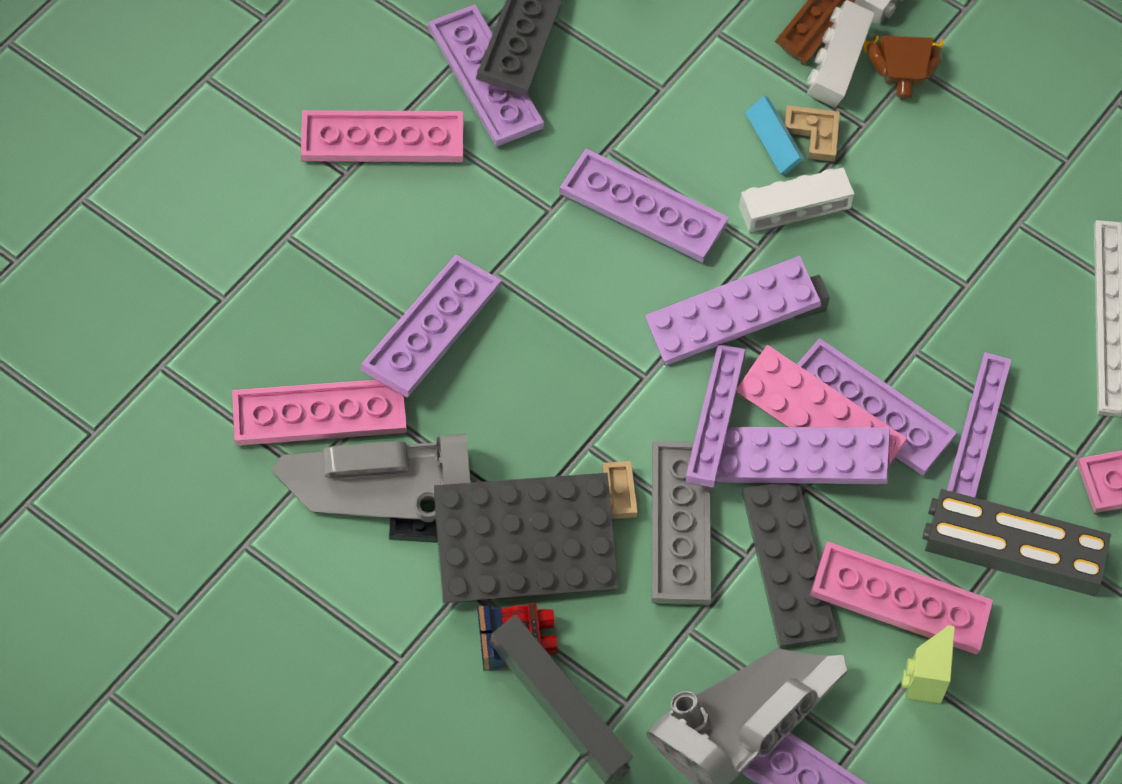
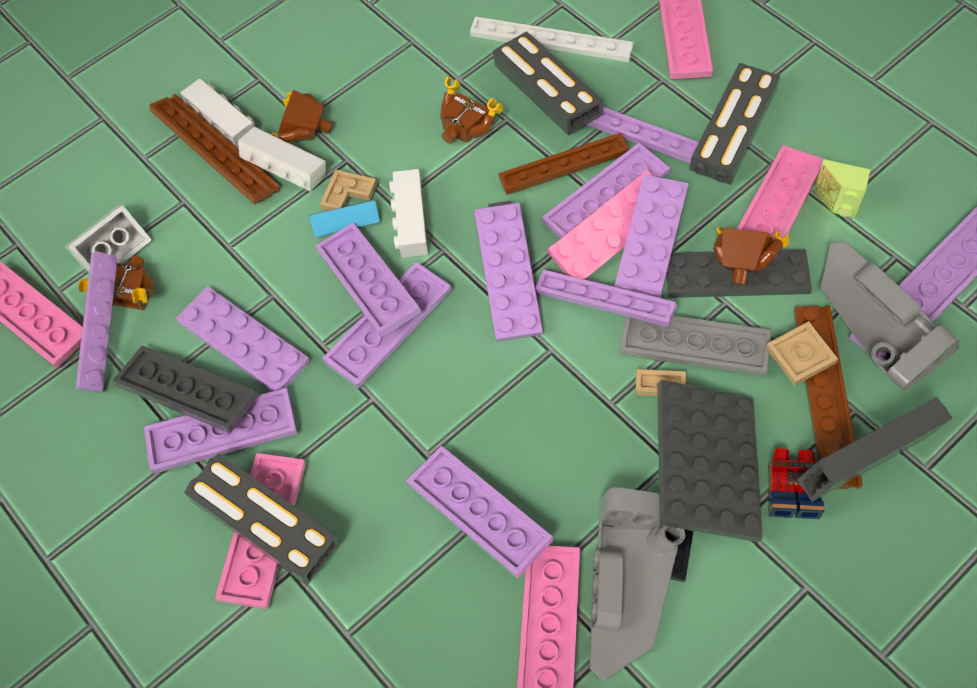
camera: 70 degrees left, 0 degrees up
(387, 128) = (262, 518): none -> dark grey brick
(597, 72) = (242, 340): none -> lavender plate
(658, 666) = (827, 392): none -> dark orange plate
(679, 628) = (801, 353): none -> tan plate
(692, 170) = (368, 280): none -> lavender plate
(803, 554) = (747, 251): none -> dark orange torso
(908, 354) = (563, 163): none -> dark orange plate
(952, 230) = (464, 117): none -> dark orange torso
(1024, 315) = (548, 83): none -> dark grey brick

